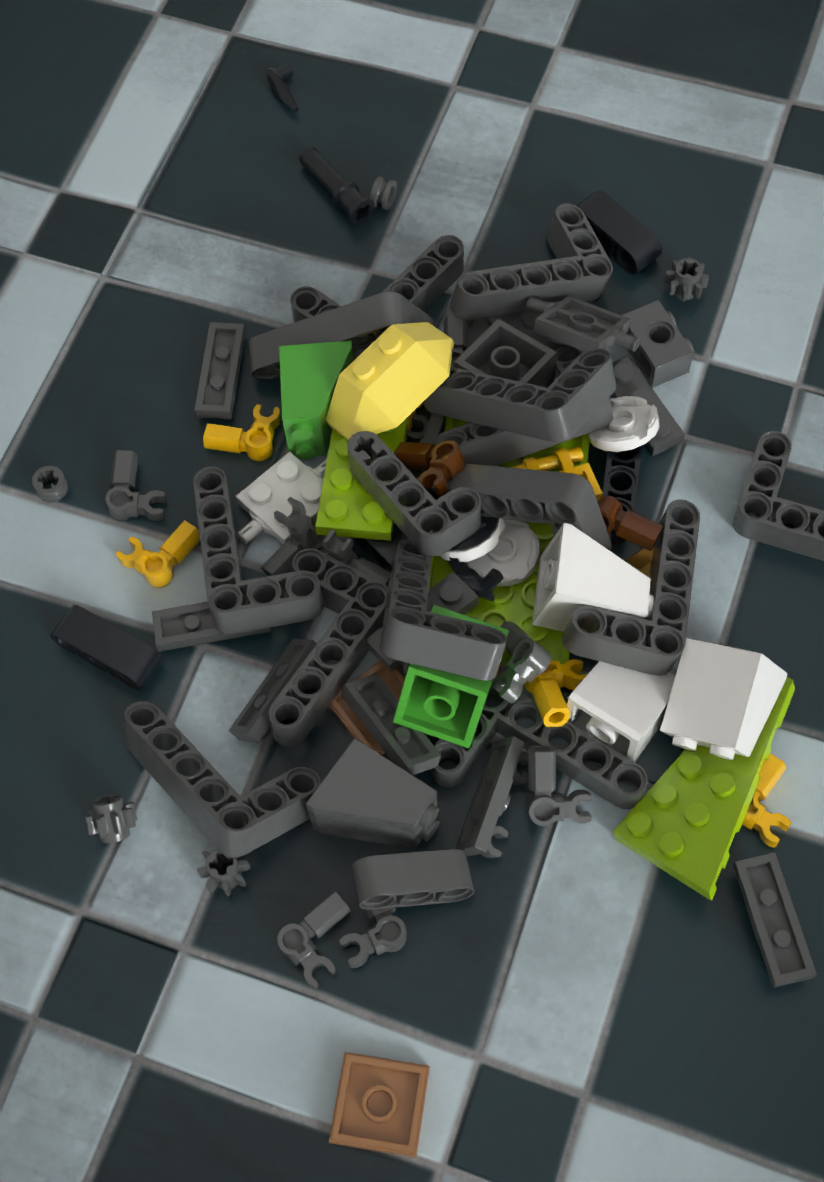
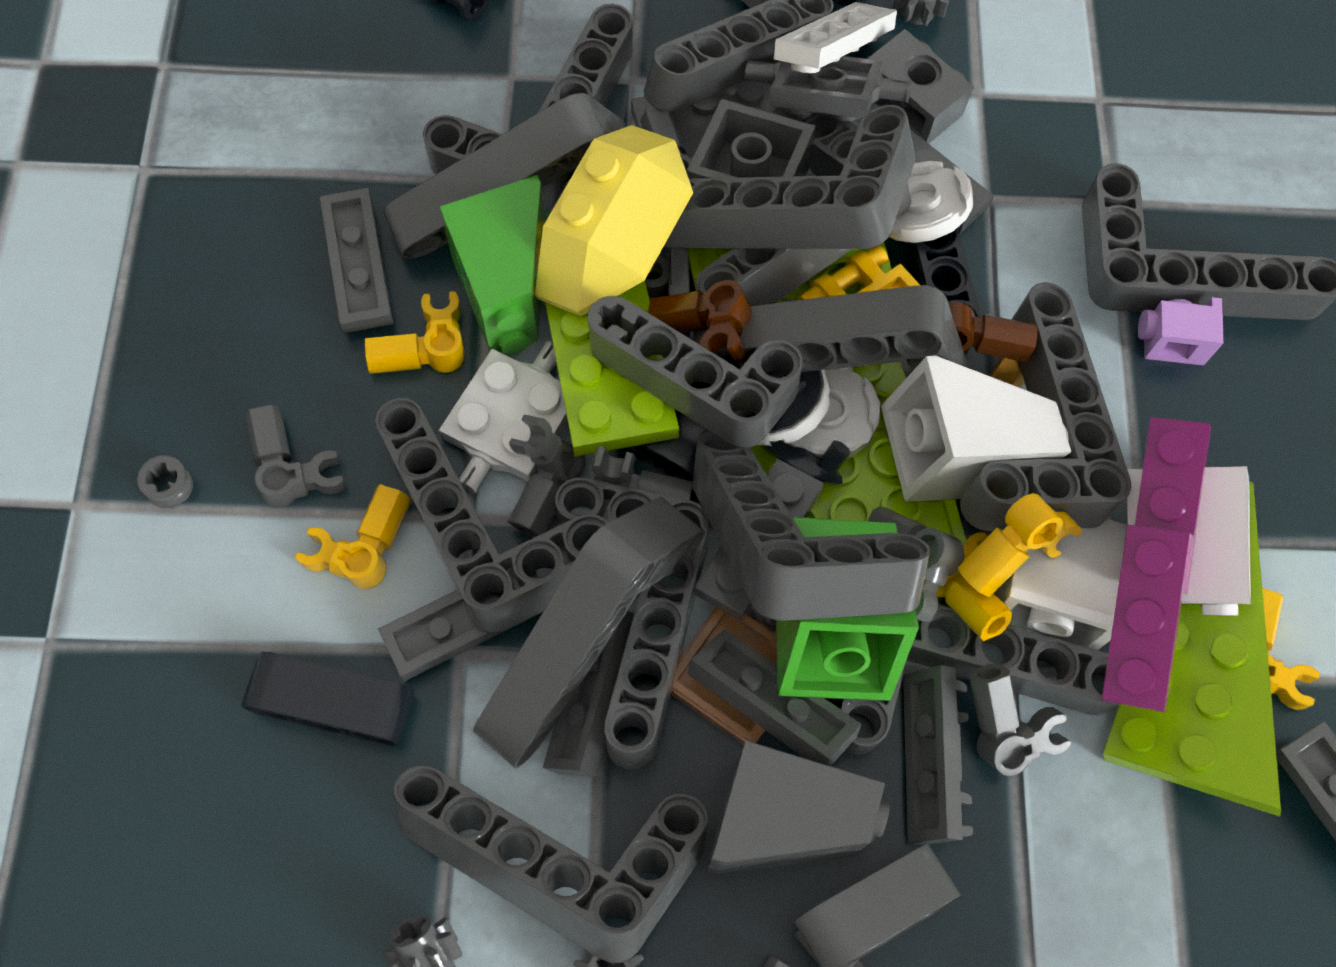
camera: 25 degrees left, 5 degrees up
(275, 631) = (580, 620): none -> dark grey beam
(594, 653) = (1030, 526): none -> yellow bar
(601, 293) = (833, 36): none -> white plate
(675, 701) = (1156, 564): none -> magenta bracket
(785, 563) = (1182, 331): none -> lavender brick

